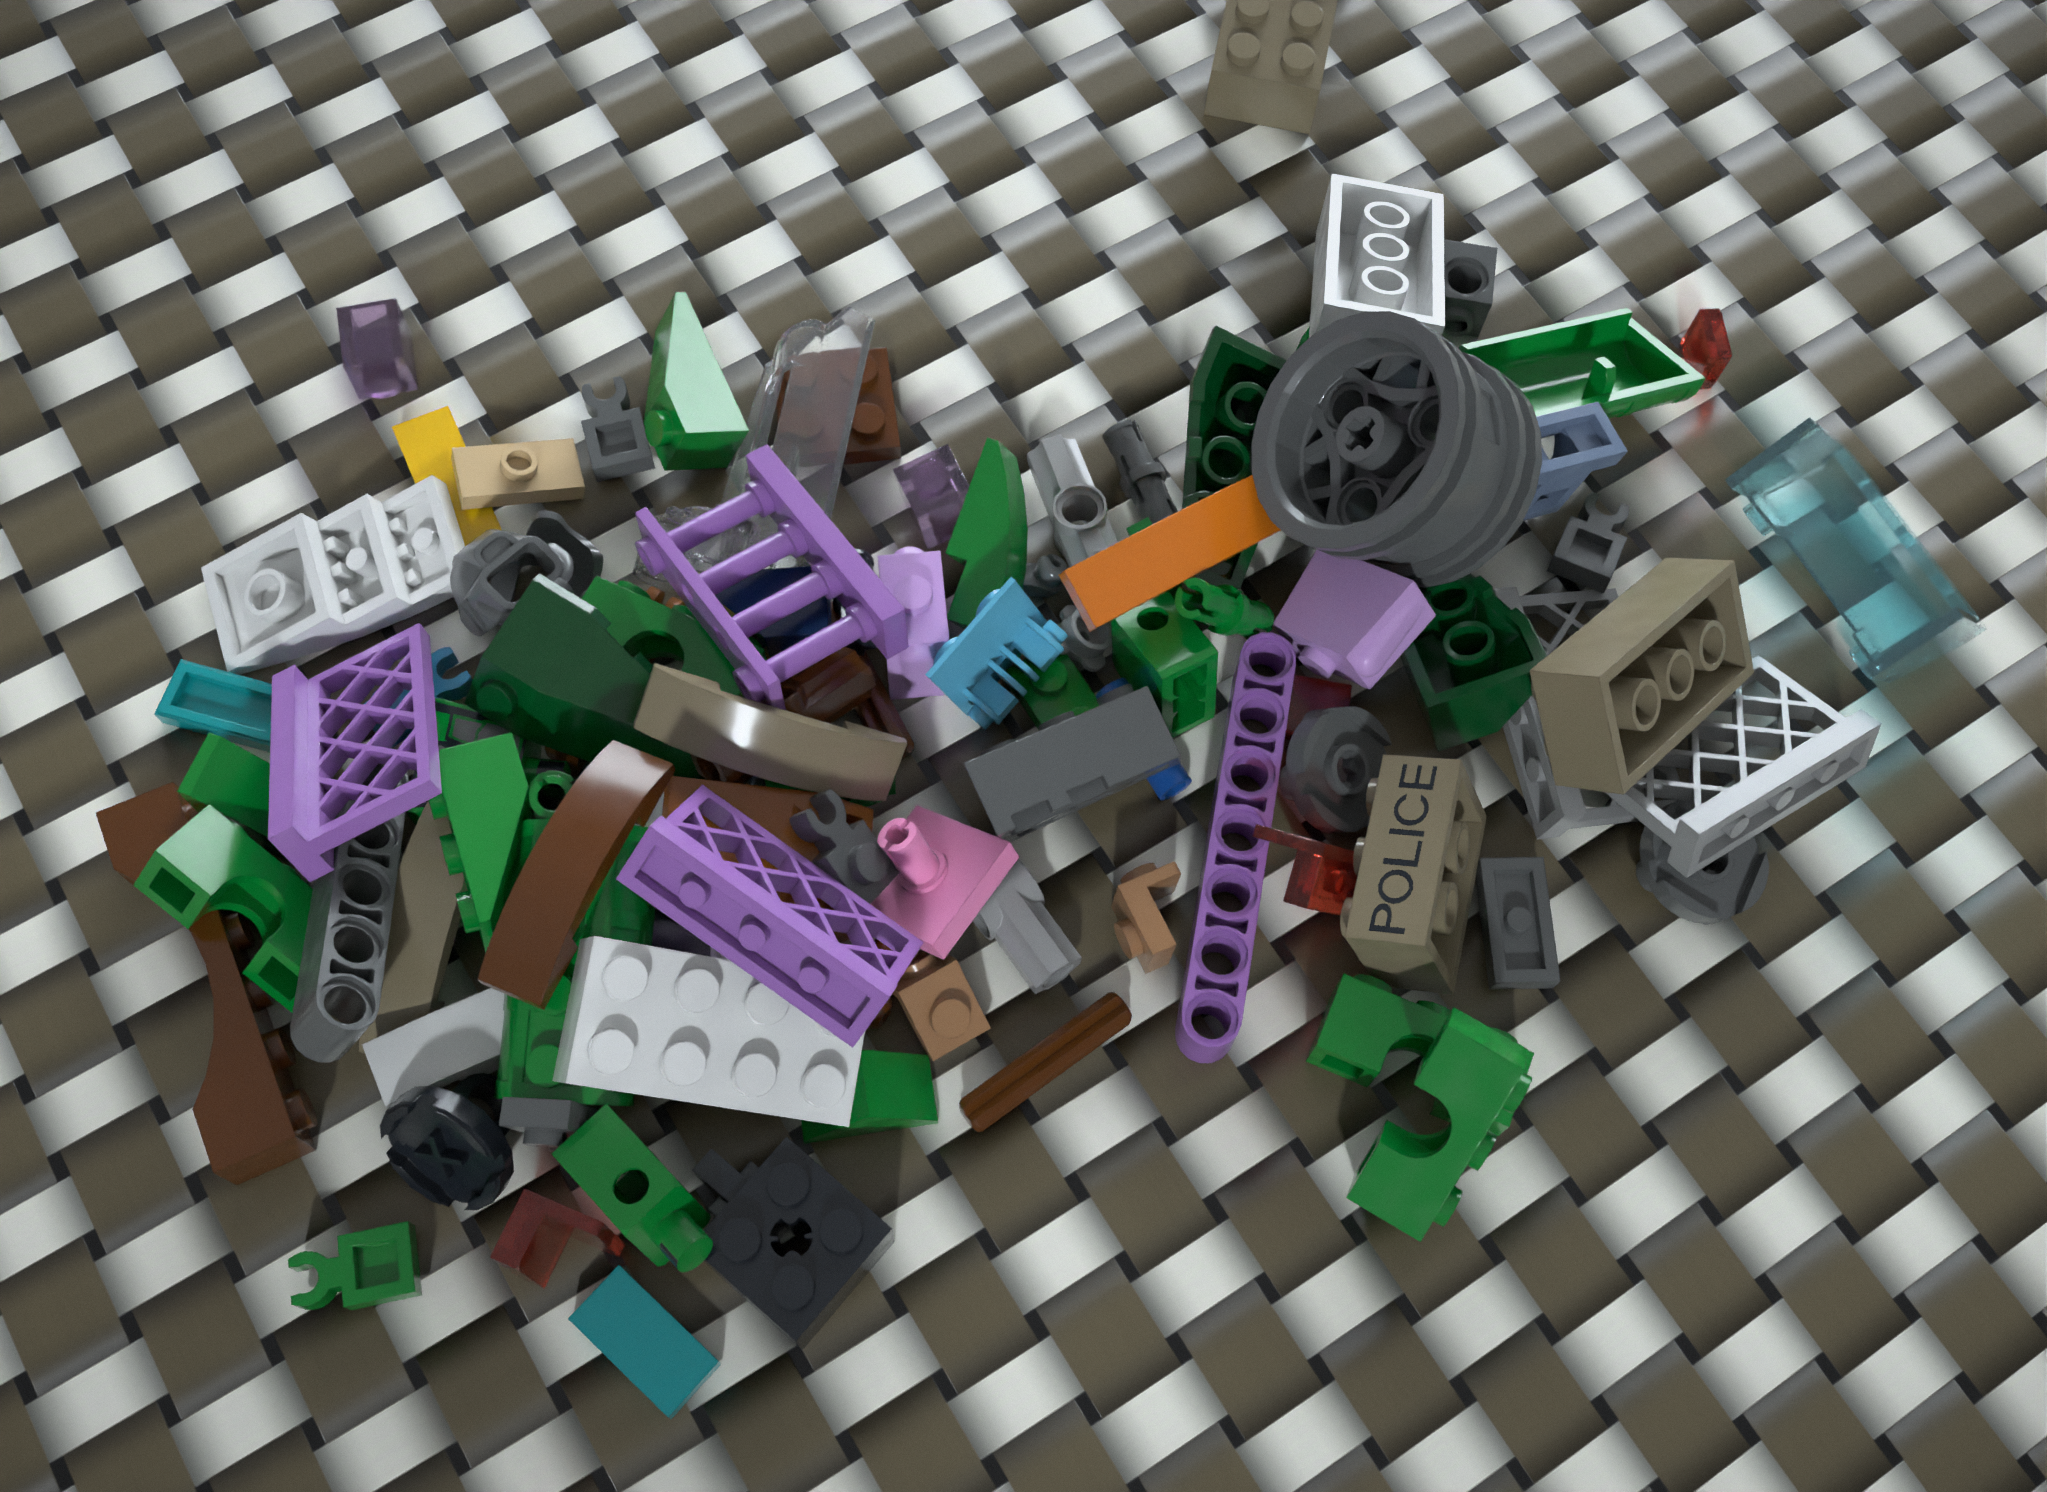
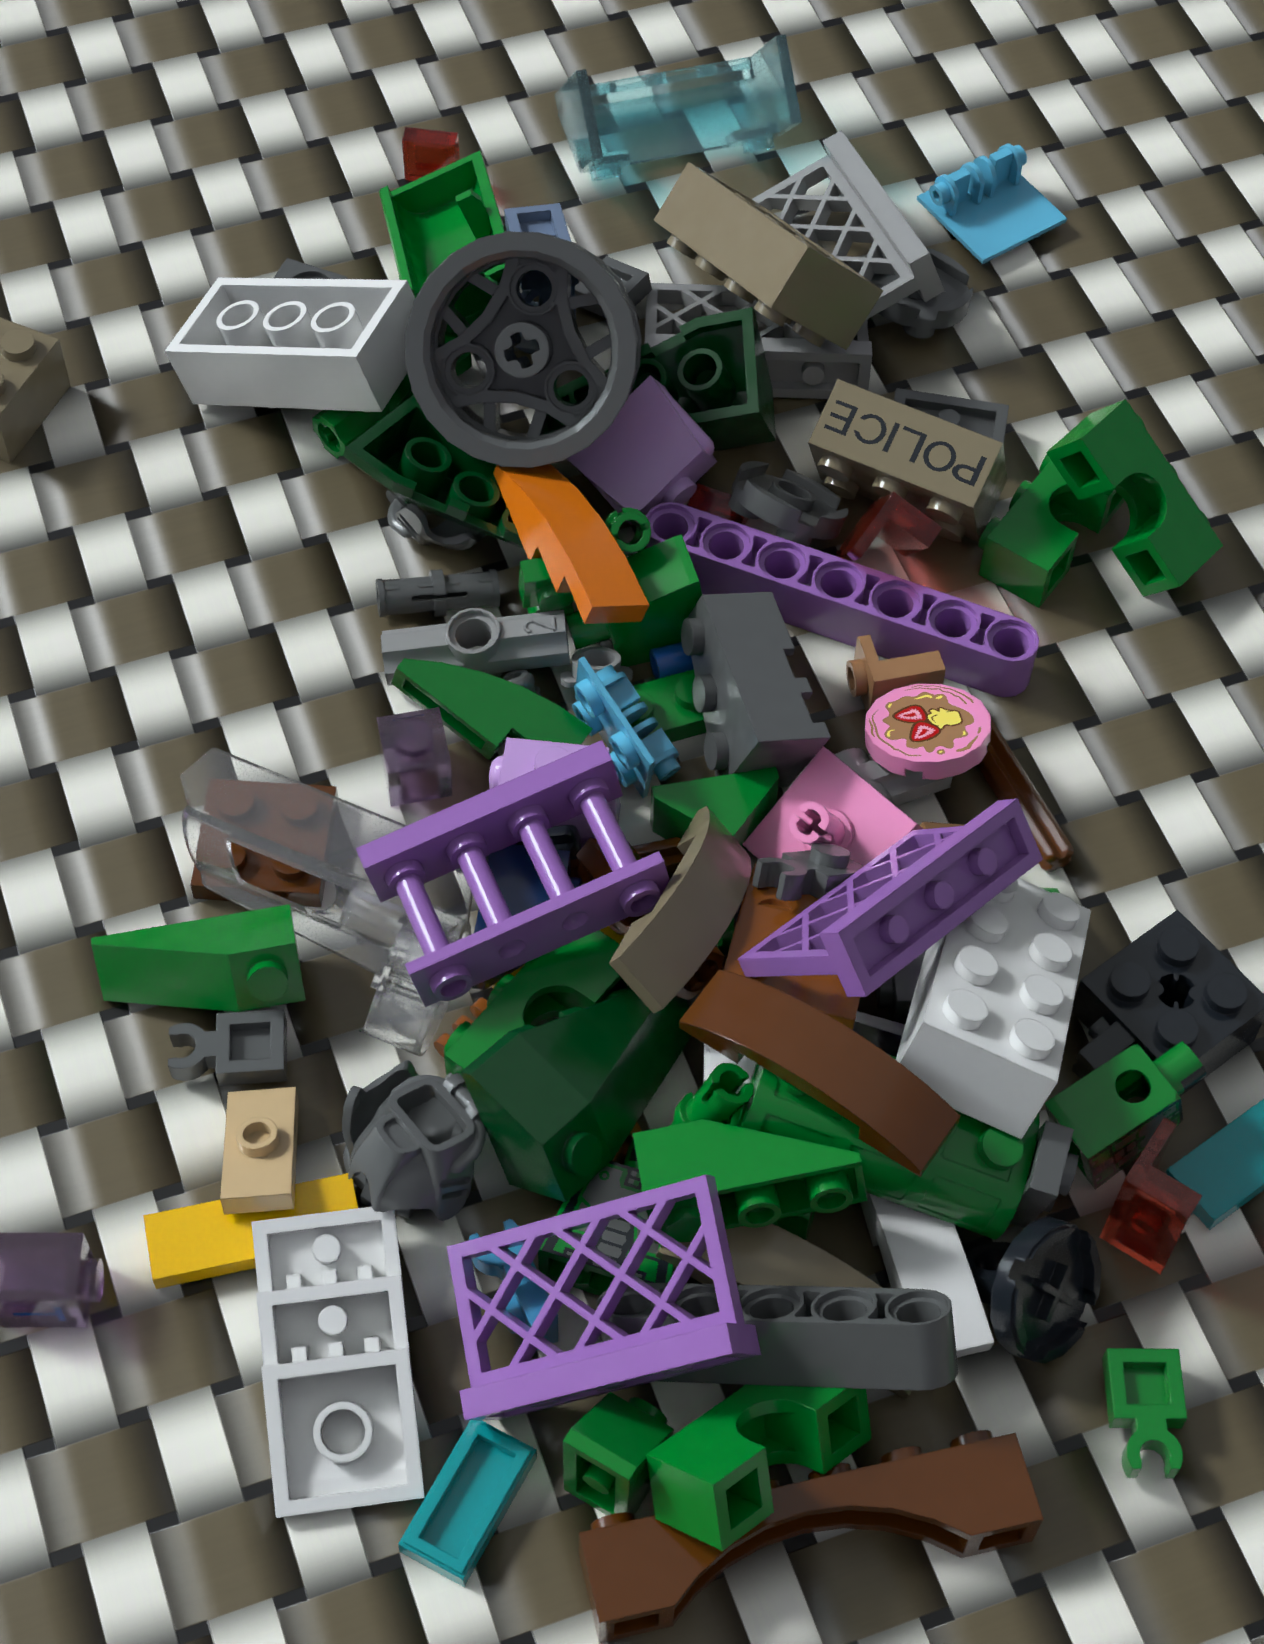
camera: 75 degrees left, 10 degrees down
(935, 773) = (735, 799): none -> green slope
(1065, 946) = (927, 730): none -> tile
(1874, 930) = (991, 204): none -> medium azure hinge

